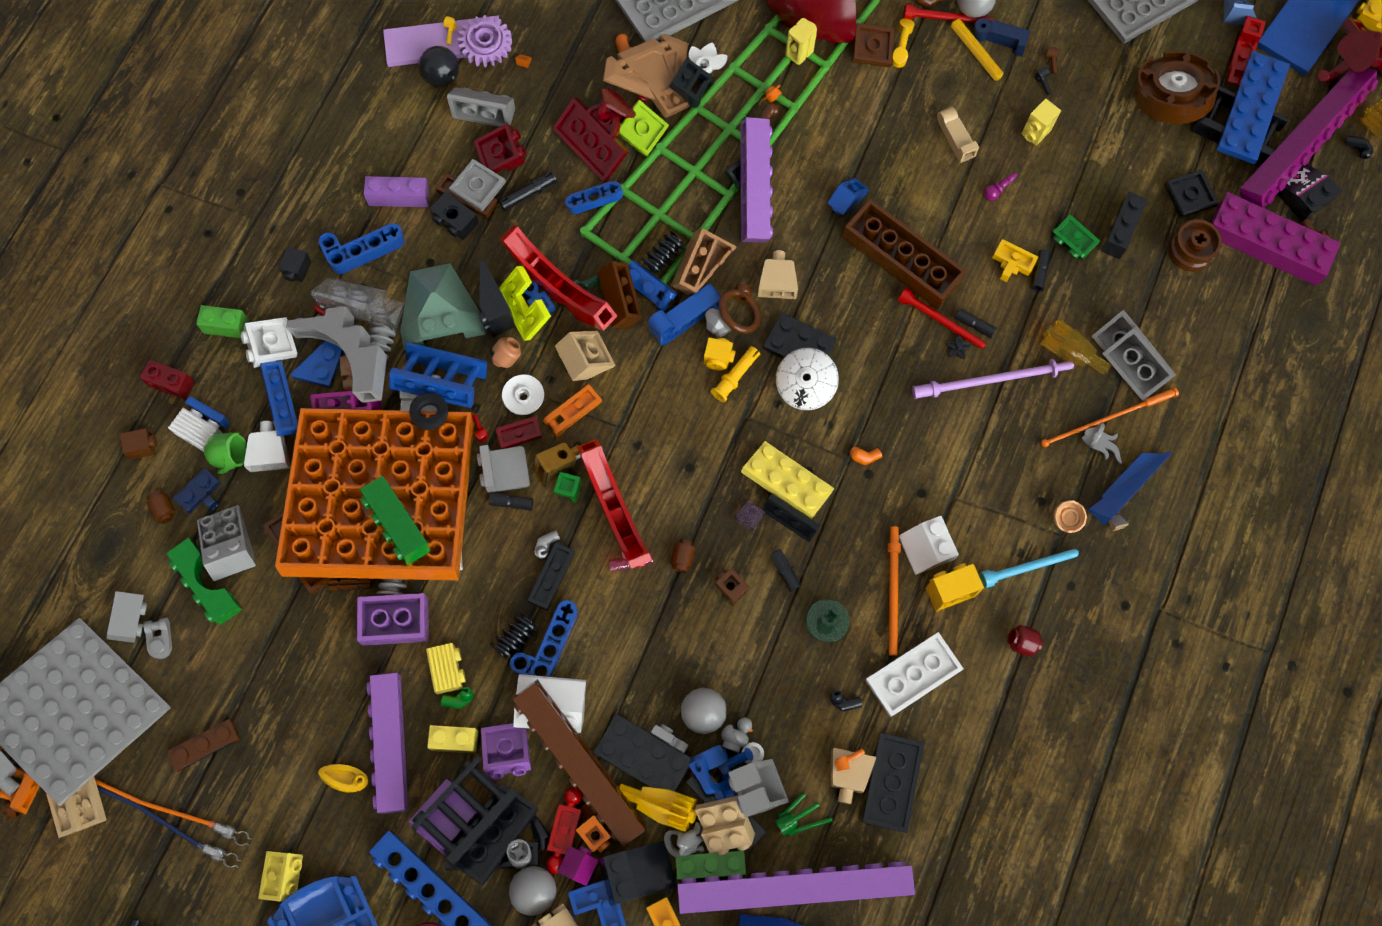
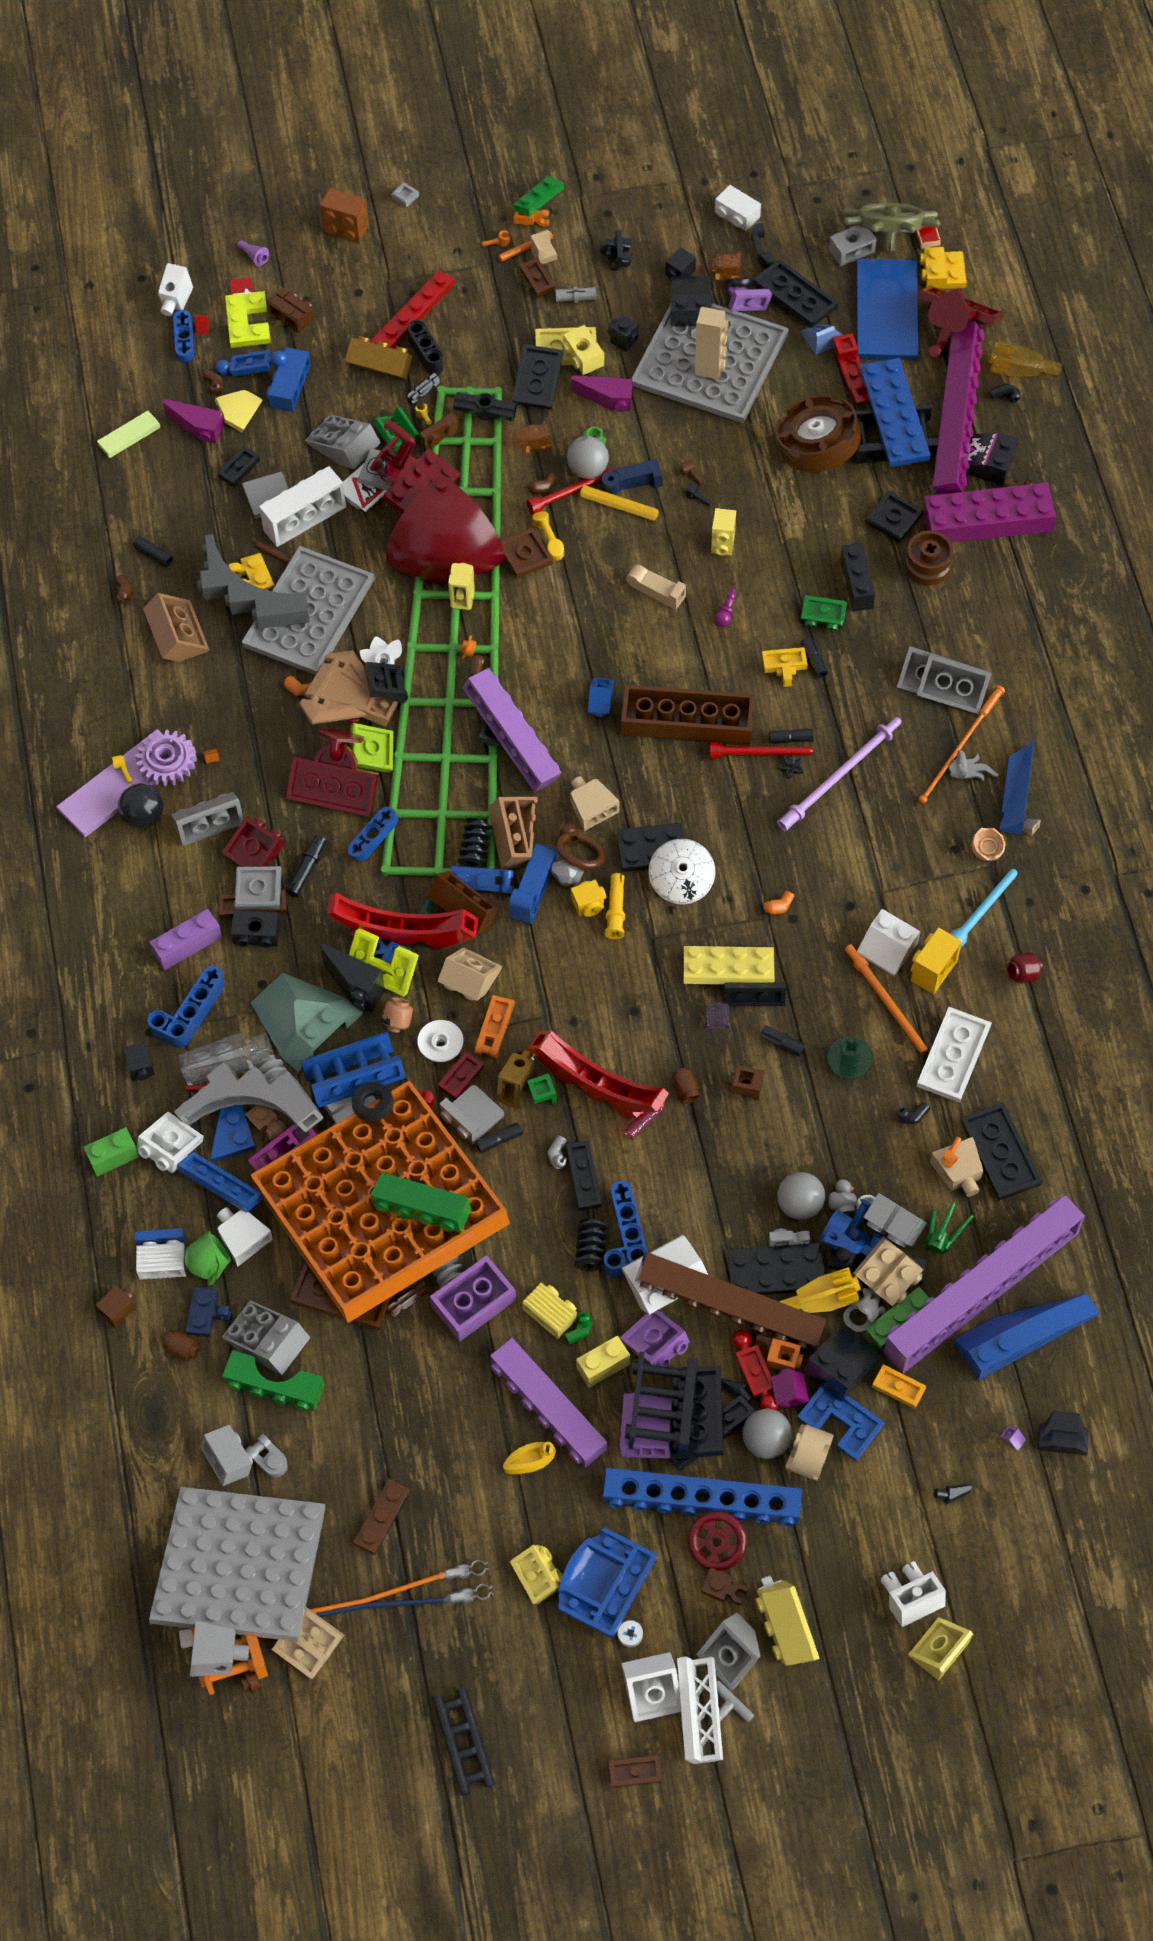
camera: 30 degrees left, 10 degrees down
(167, 379) = (99, 1234): dark red brick -> none
(519, 848) = (734, 1409): light grey wheel -> none
(1072, 346) = (887, 704): clear yellow piece -> none

